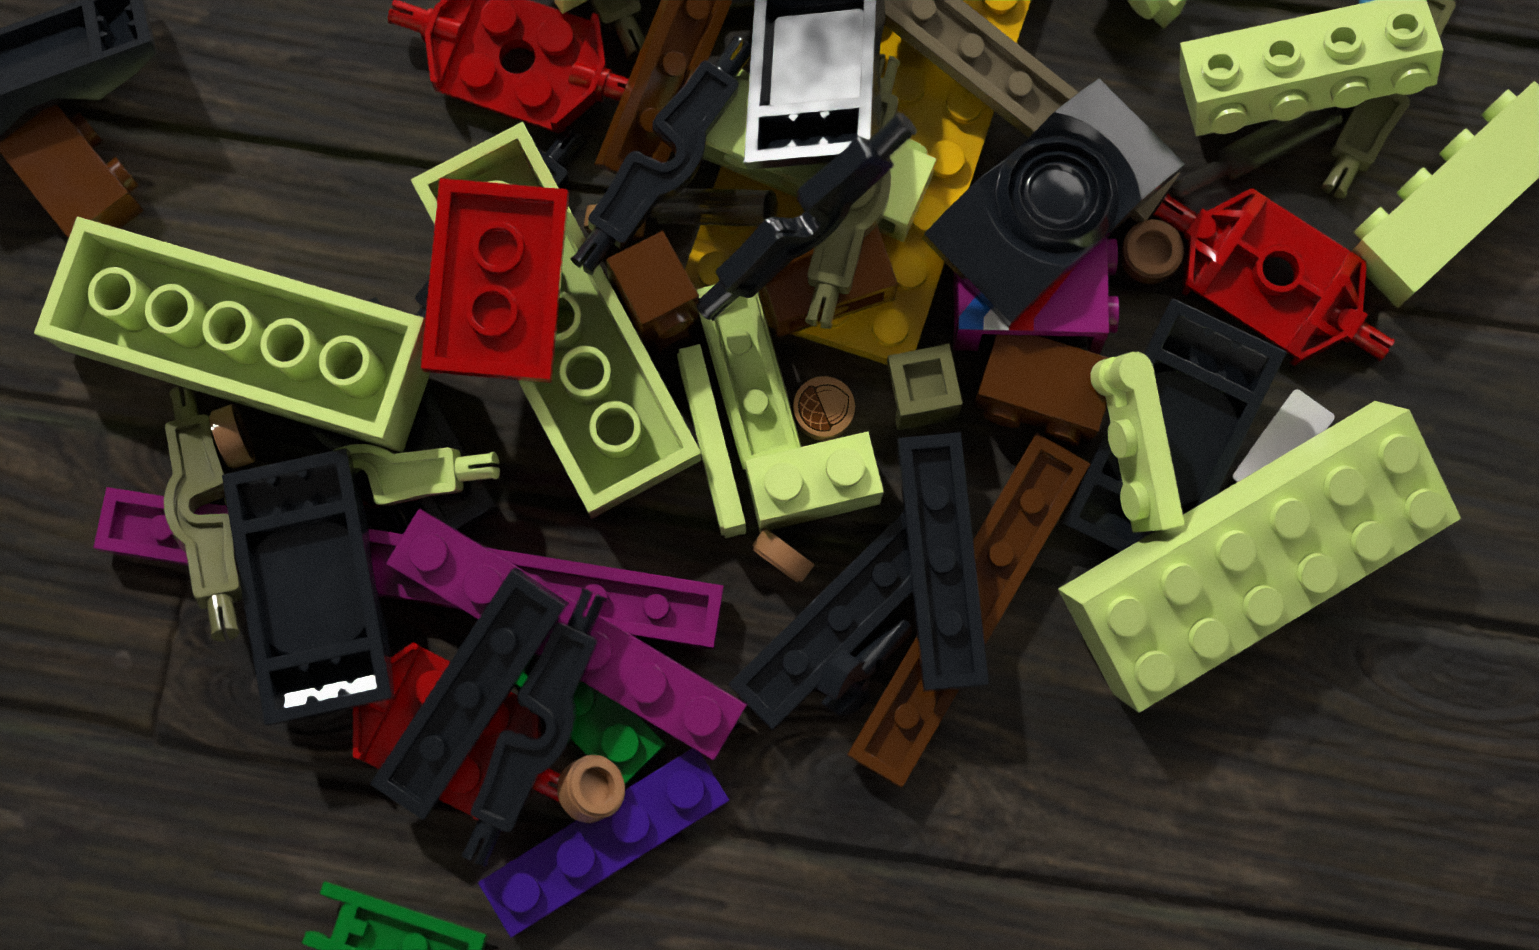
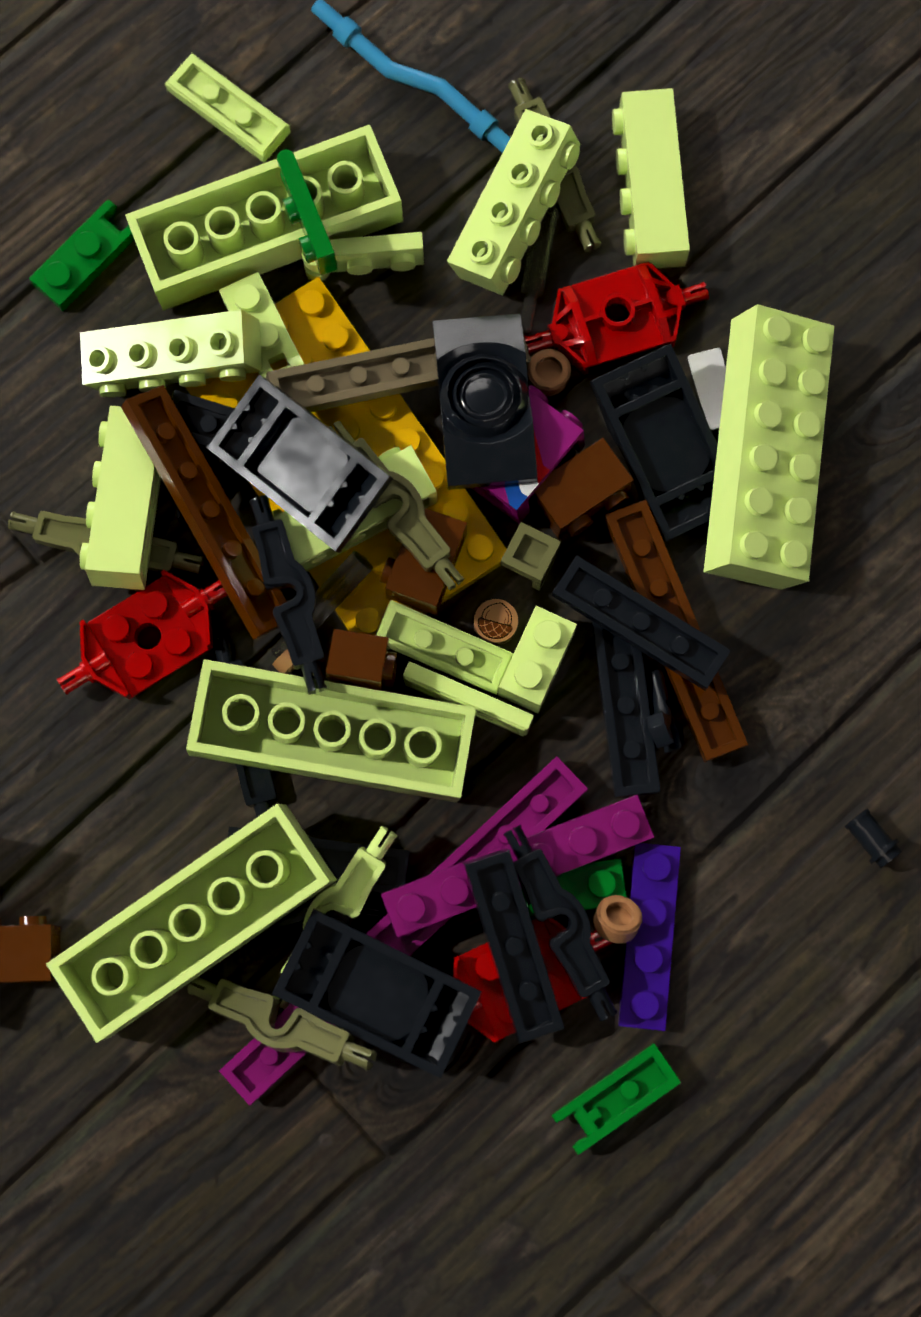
camera: 50 degrees left, 0 degrees up
(232, 436) = (246, 974): medium nougat tile -> none
(495, 280) = (288, 745): red plate -> none
(782, 556) = (564, 710): medium nougat tile -> none
(826, 204) = (398, 527): black piece -> none
(1139, 441) = (659, 462): yellowish green plate -> none

